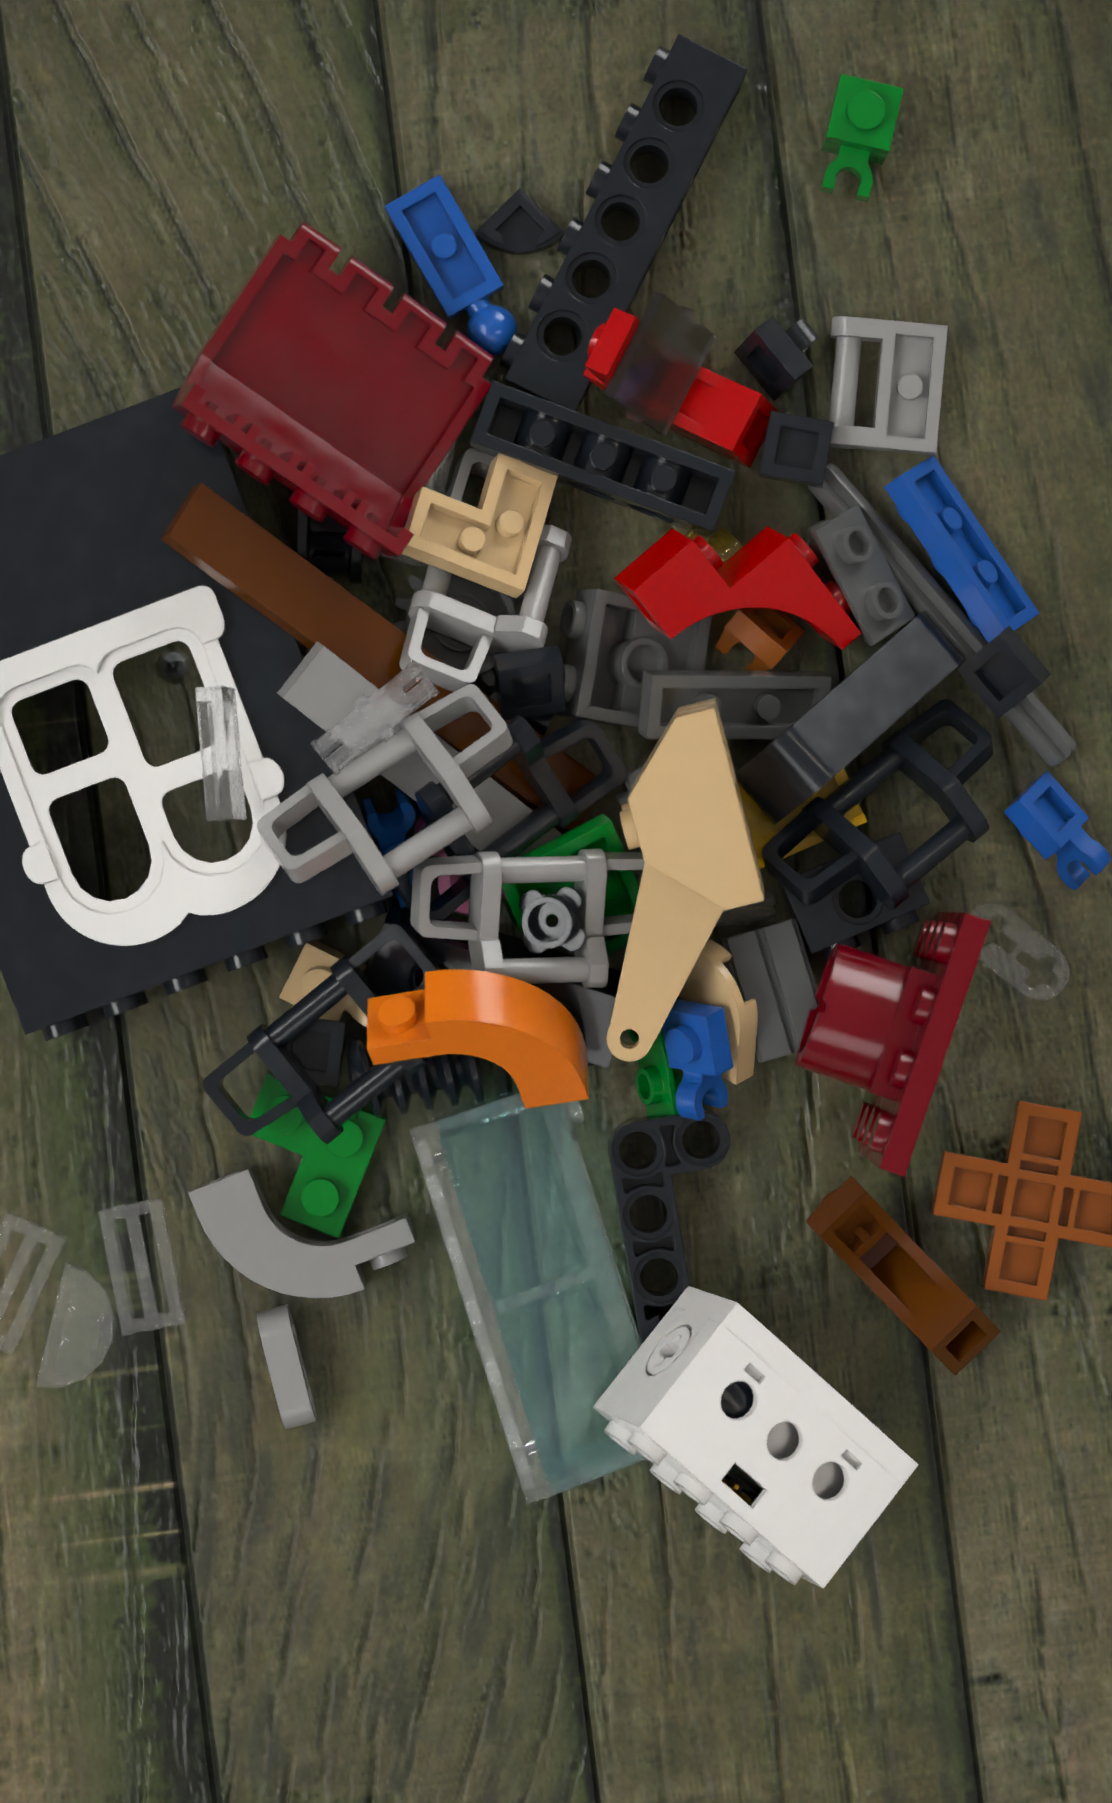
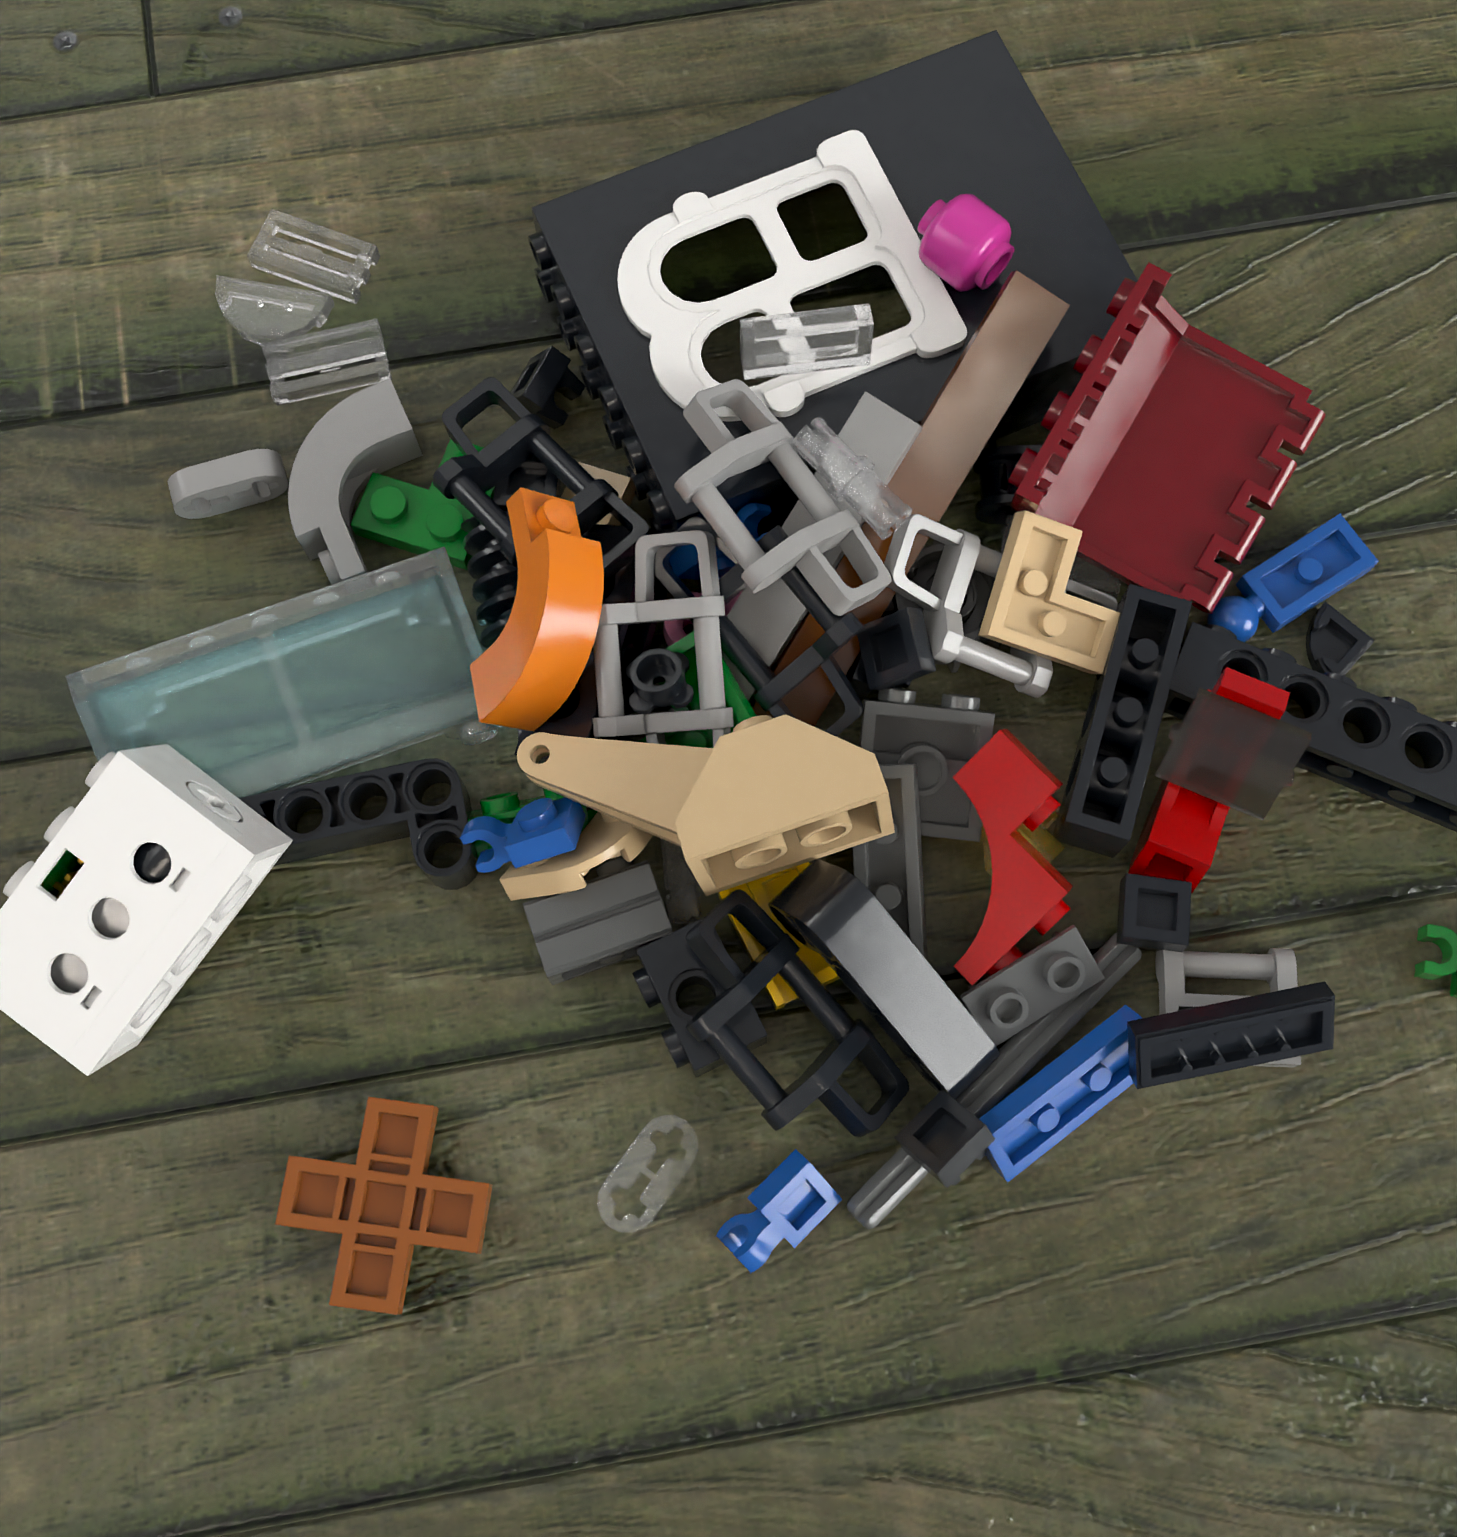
camera: 95 degrees right, 15 degrees down
(111, 581) = (965, 242): none -> dark pink head
(190, 1038) = (541, 379): none -> black tile
(764, 632) = (962, 892): dark orange tile -> none
(777, 355) = (1246, 893): black tile -> none
(891, 1030) = (550, 1015): dark red piece -> none
(902, 1275) = (307, 1067): reddish brown arch -> none
(923, 393) = (1231, 1035): none -> black plate

